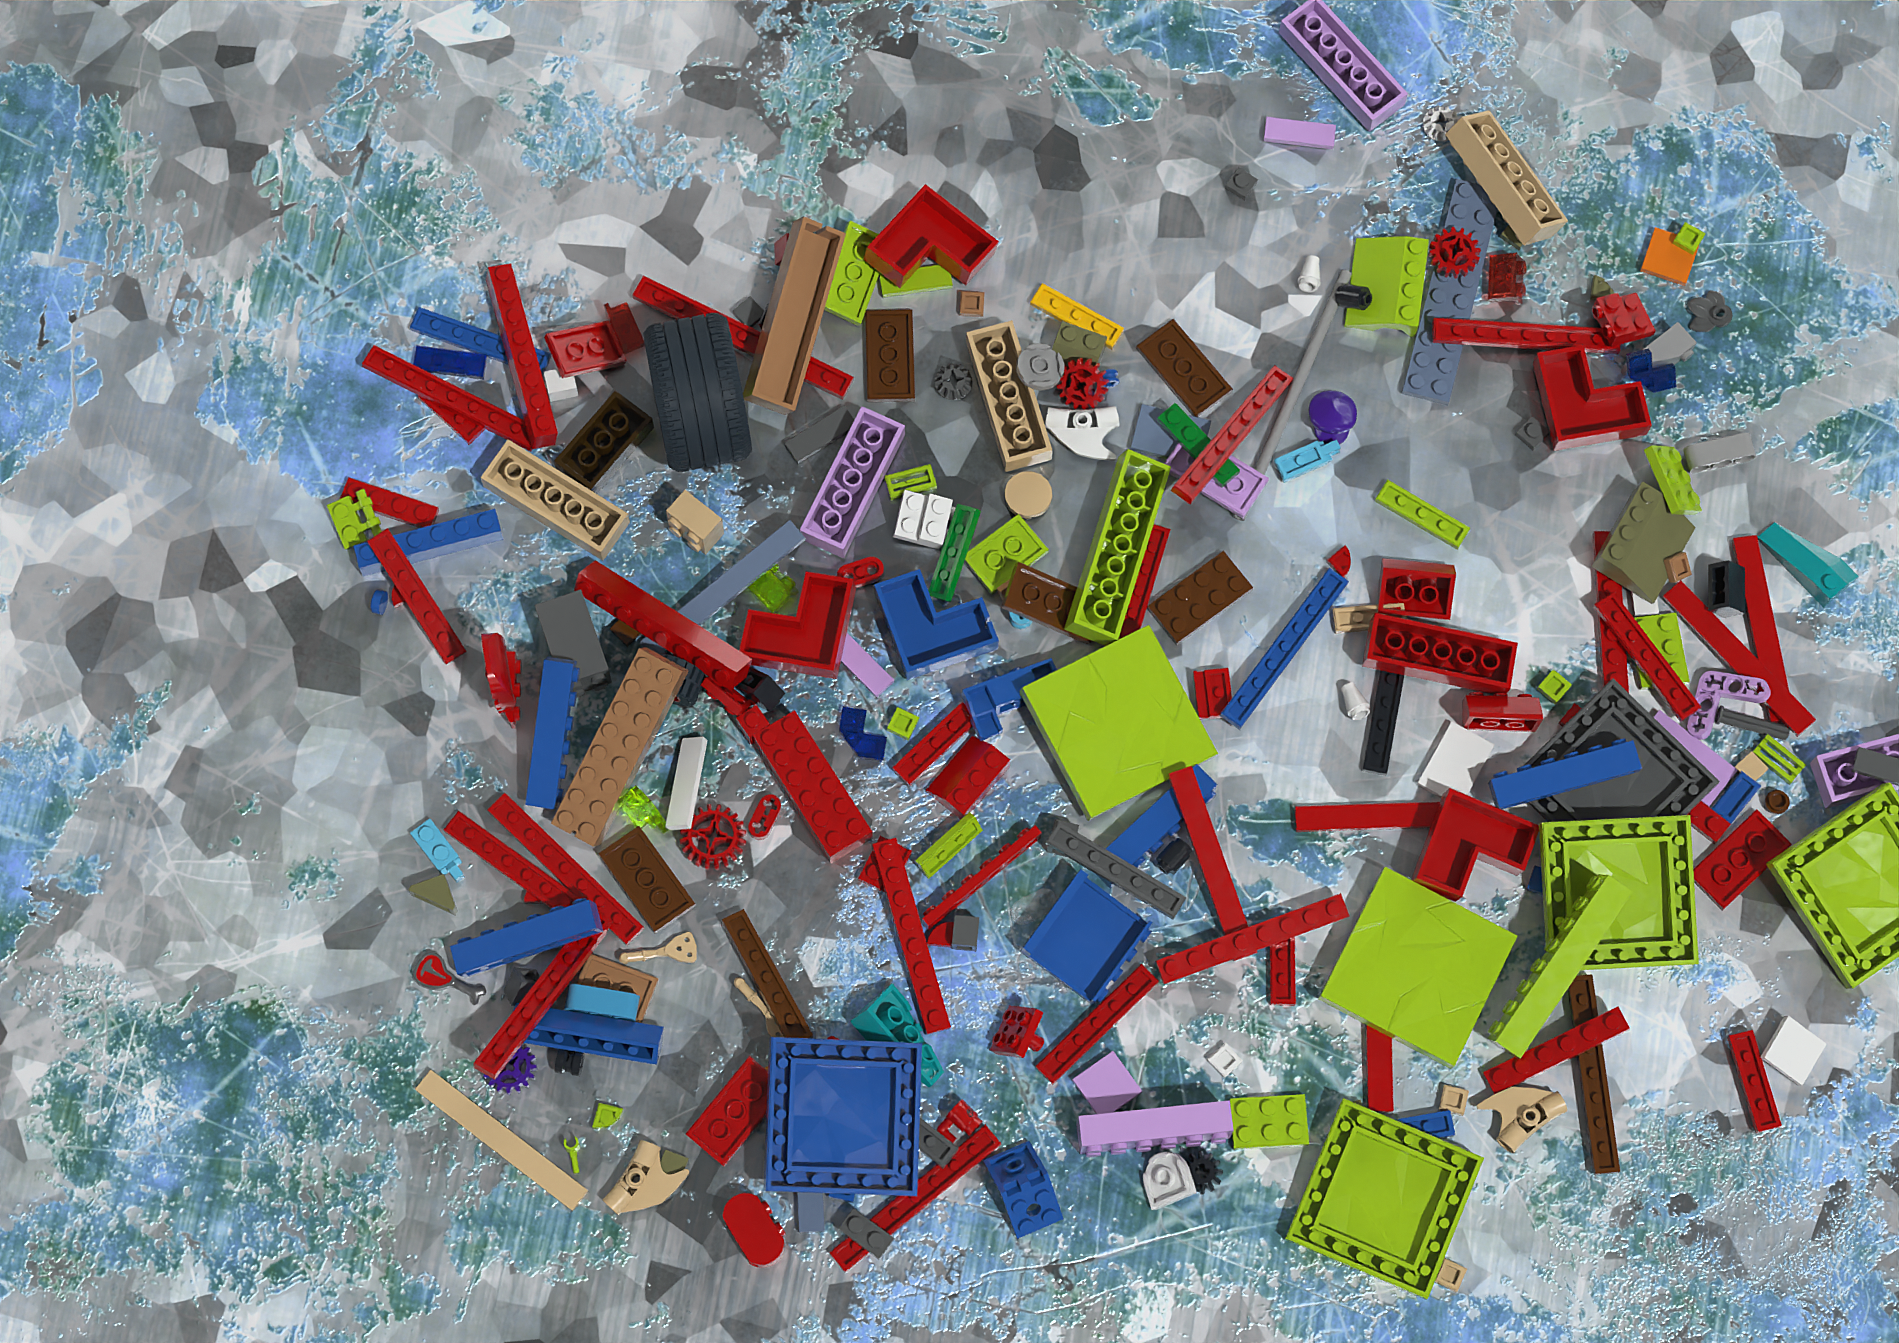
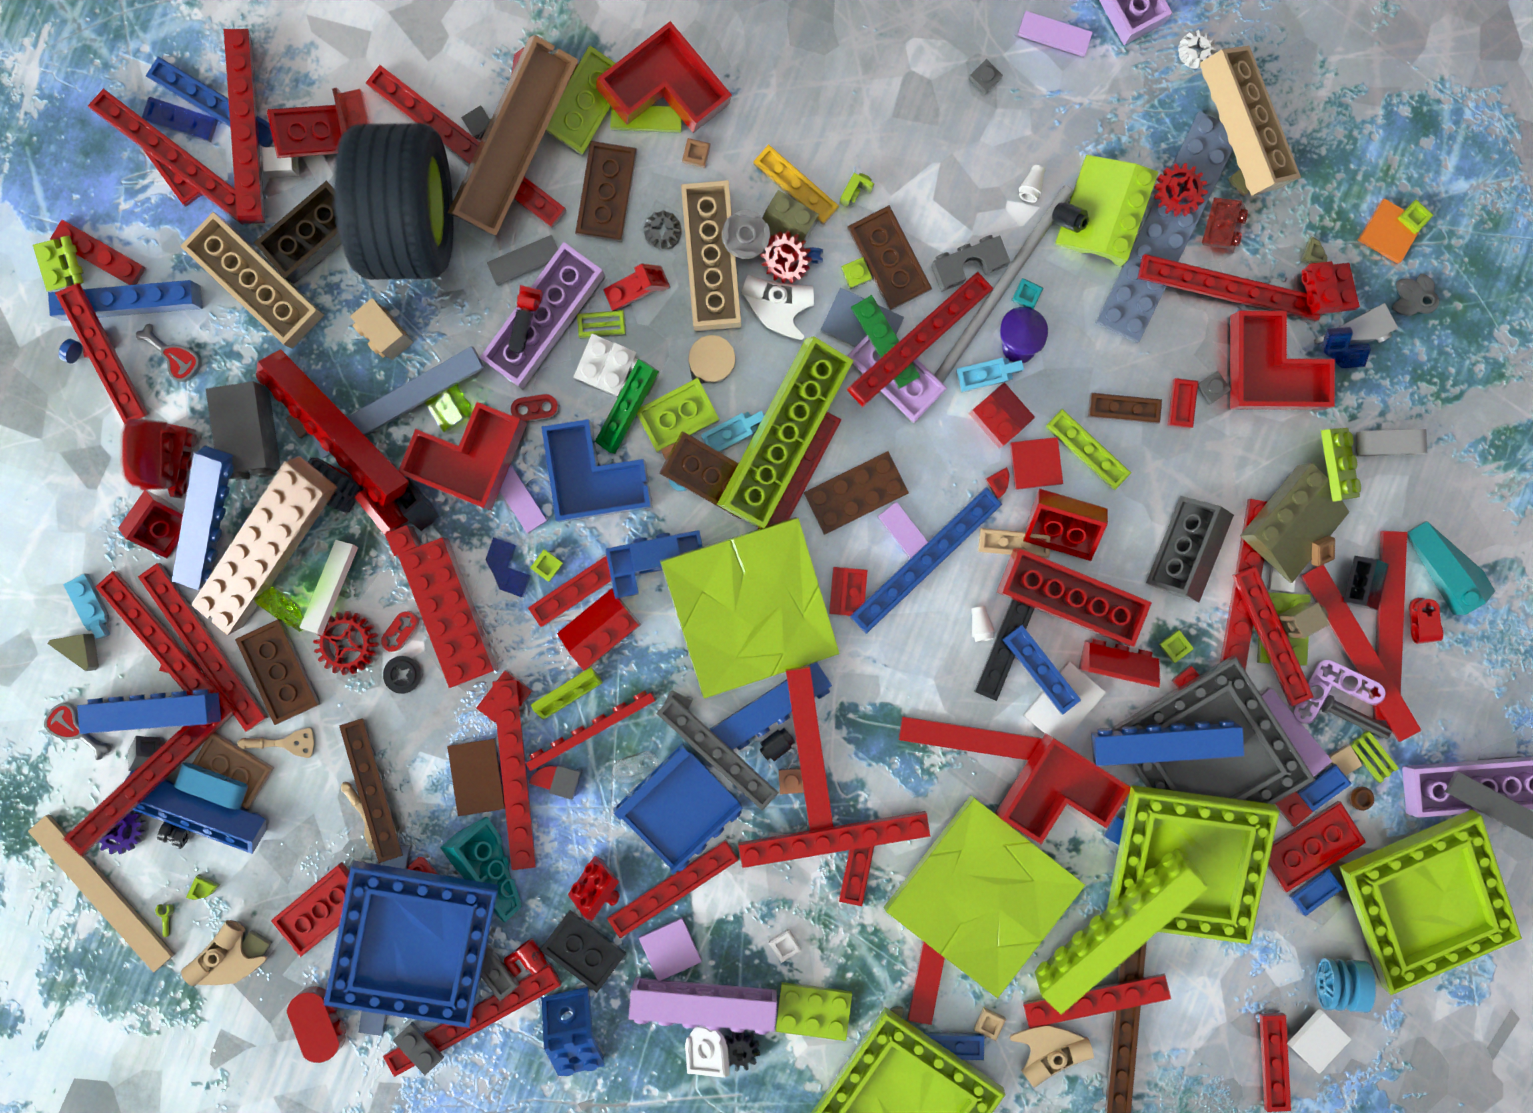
camera: 15 degrees right, 15 degrees up
(493, 592) = (181, 361): none -> flat silver piece
(495, 755) = (153, 524): none -> red slope
(774, 848) = (391, 673): none -> black gear
(838, 467) = (528, 300): none -> piece
(871, 948) = (476, 777): none -> reddish brown tile
(938, 438) = (642, 282): none -> red bracket
(1017, 1103) = (583, 951): none -> black plate
(1065, 557) = (732, 431): none -> medium azure hinge
(1137, 304) = (852, 192): none -> lime bracket
(1154, 388) = (856, 273): none -> lime plate
(1195, 892) = (790, 781): none -> nougat plate
(1254, 624) = (902, 529): none -> lavender tile
(1280, 345) = (988, 253): none -> dark grey arch
(1328, 377) = (1027, 293): none -> teal tile
(1328, 497) = (1002, 415): none -> red slope
(1374, 536) = (1036, 463): none -> red tile
(1424, 731) = (1041, 669): none -> blue plate
(1449, 468) = (1125, 408): none -> reddish brown tile
(1506, 453) = (1183, 403): none -> red tile
(1545, 589) = (1190, 548): none -> dark grey slope
(1670, 630) = (1304, 619): none -> dark tan brick
(1754, 904) = (1316, 892): none -> blue tile
(1796, 619) = (1425, 623): none -> red piece
(1803, 984) = (1345, 985): none -> dark azure wheel

